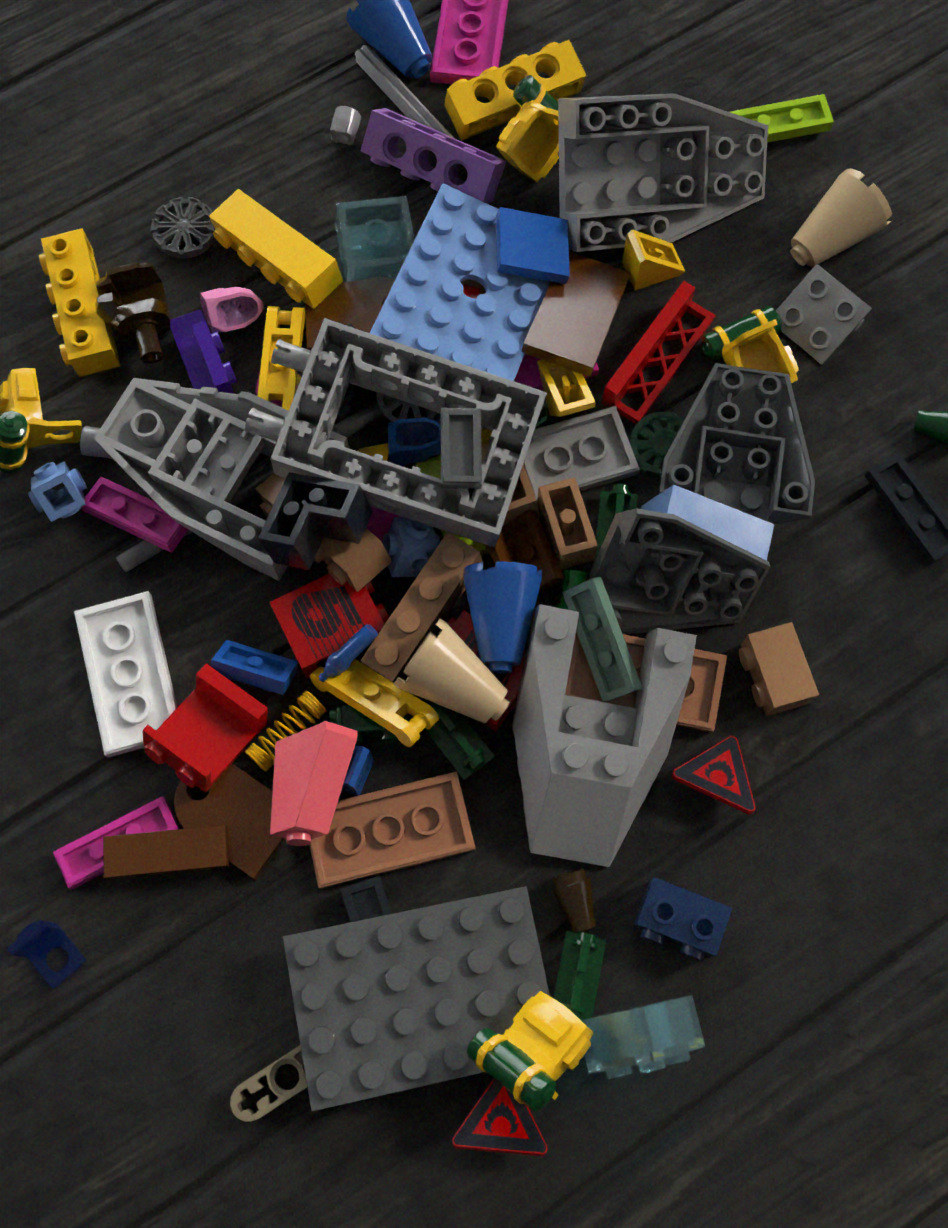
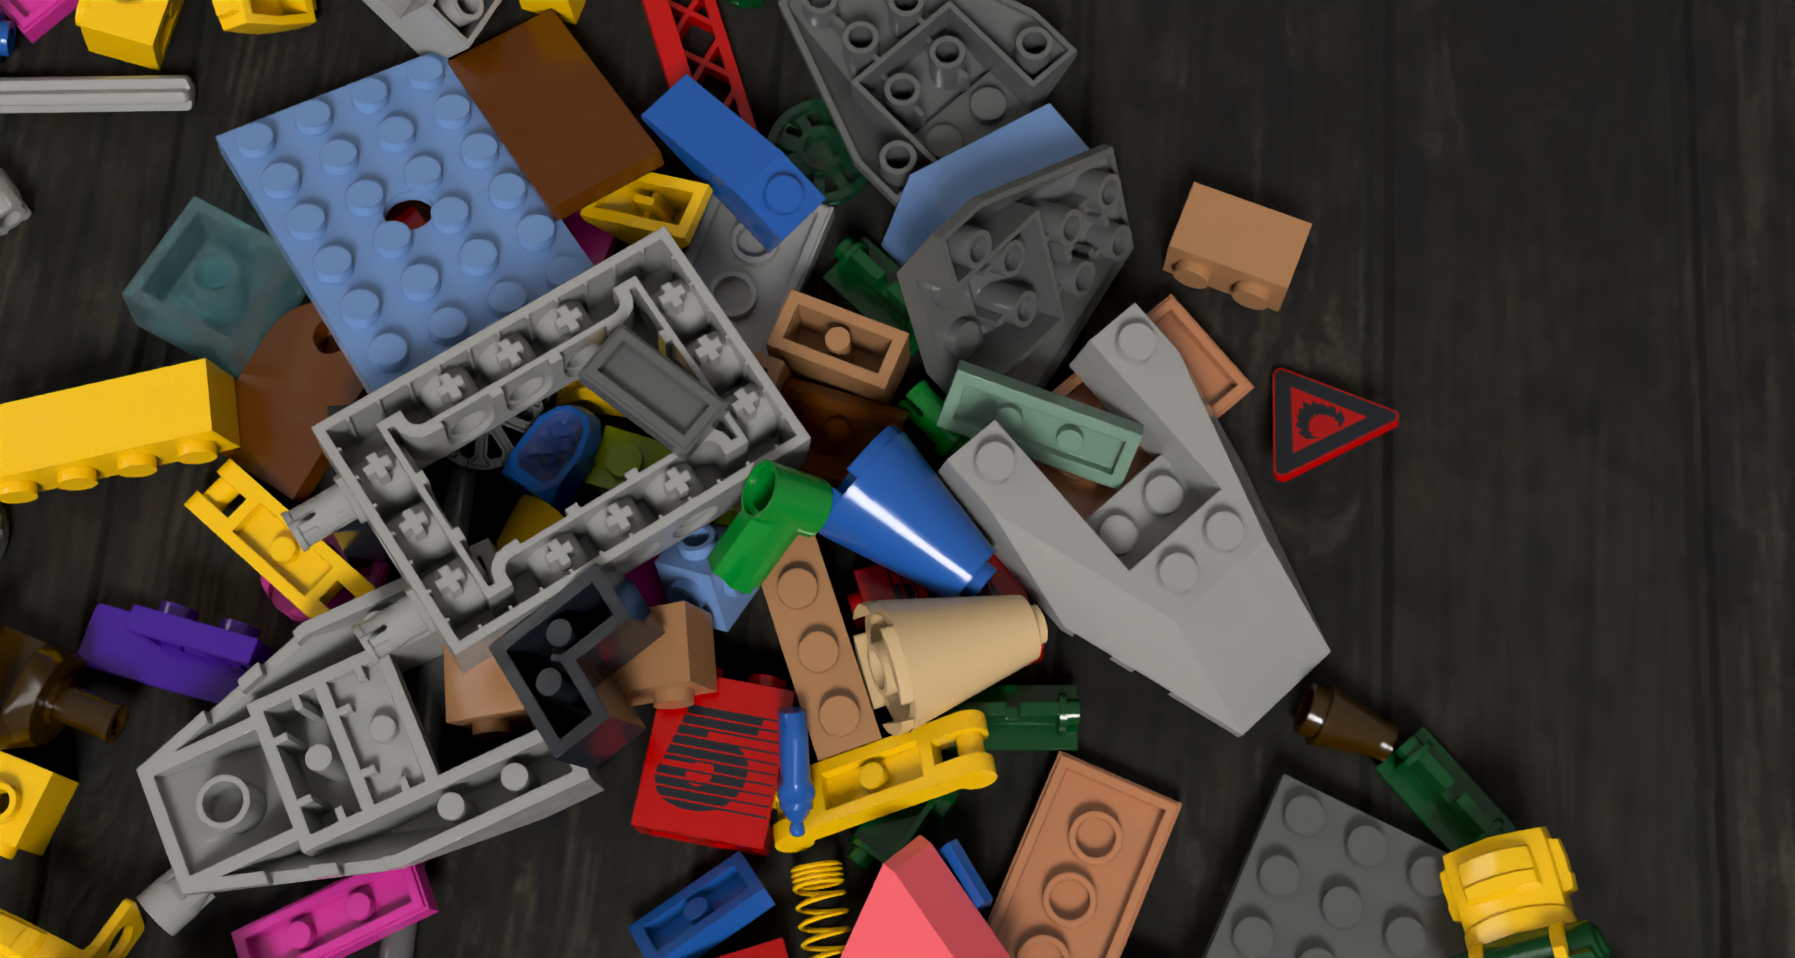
camera: 50 degrees left, 0 degrees up
(230, 308) = (135, 560): rock -> none
(382, 145) = (76, 176): medium lavender brick -> none
(450, 546) = (775, 510): none -> green piece
(532, 245) = (413, 93): blue tile -> none
(617, 404) = (735, 160): none -> blue slope
(644, 1037) = (1588, 770): clear light blue brick -> none
(682, 918) = (1467, 610): dark blue brick -> none

